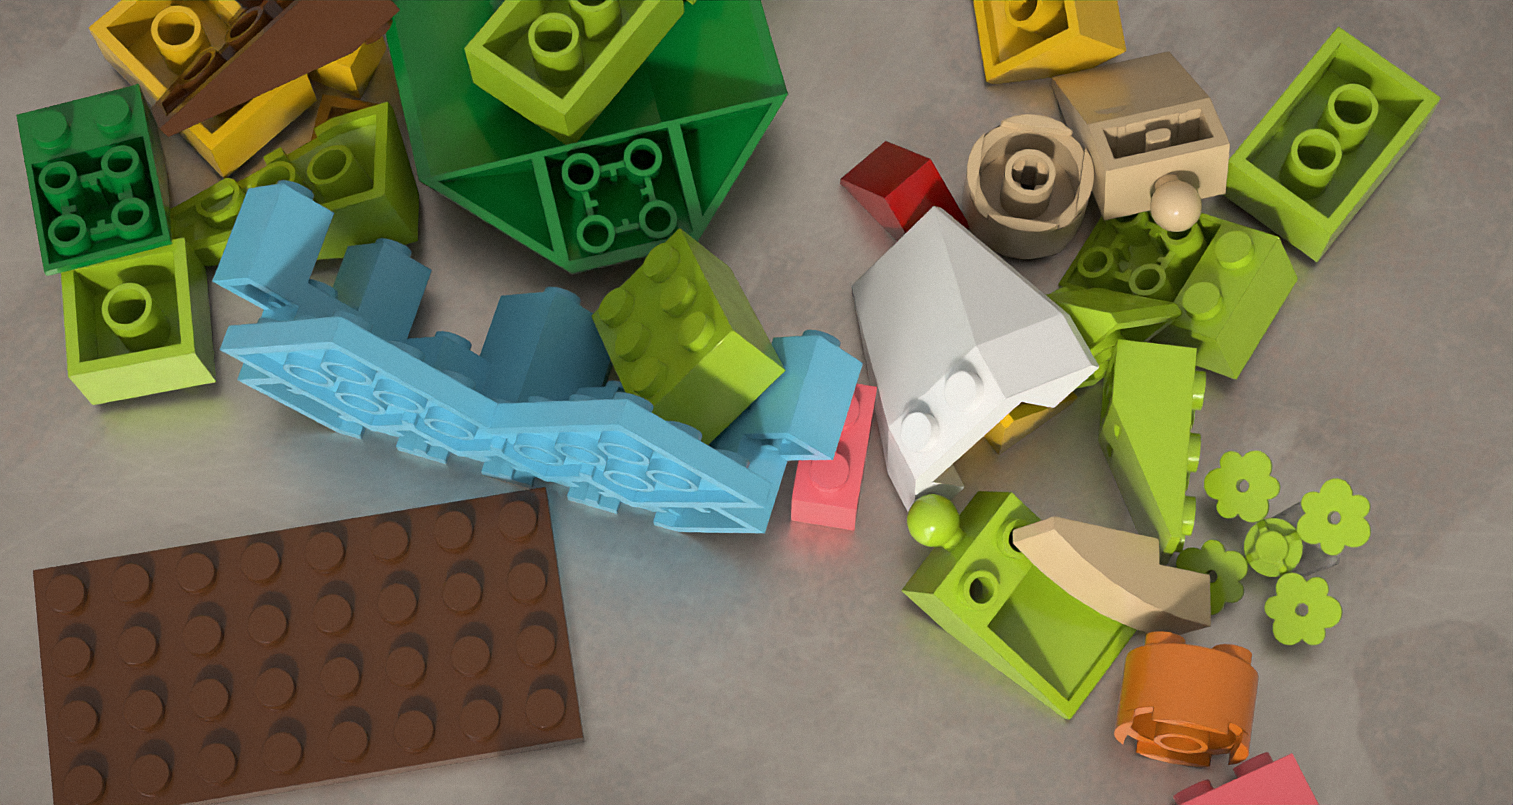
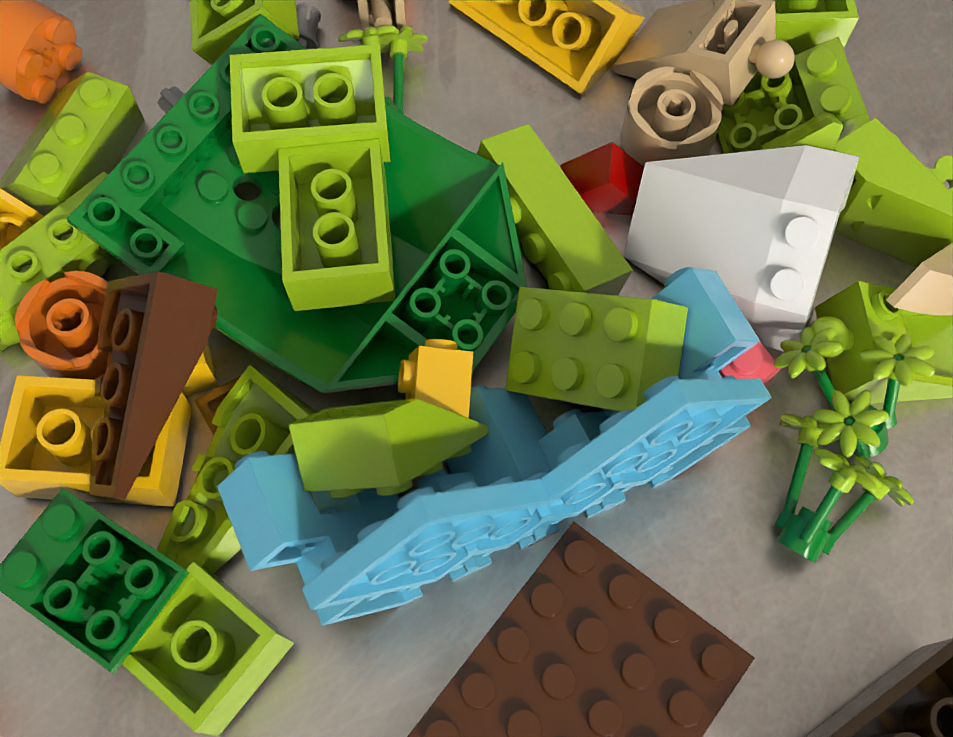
camera: 45 degrees left, 5 degrees down
(408, 268) = (378, 445): none -> lime slope
(519, 252) = (438, 375): none -> yellow brick
(743, 671) = (808, 530): none -> plant
(801, 188) = (553, 218): none -> lime brick
(894, 637) = (857, 425): none -> lime plant

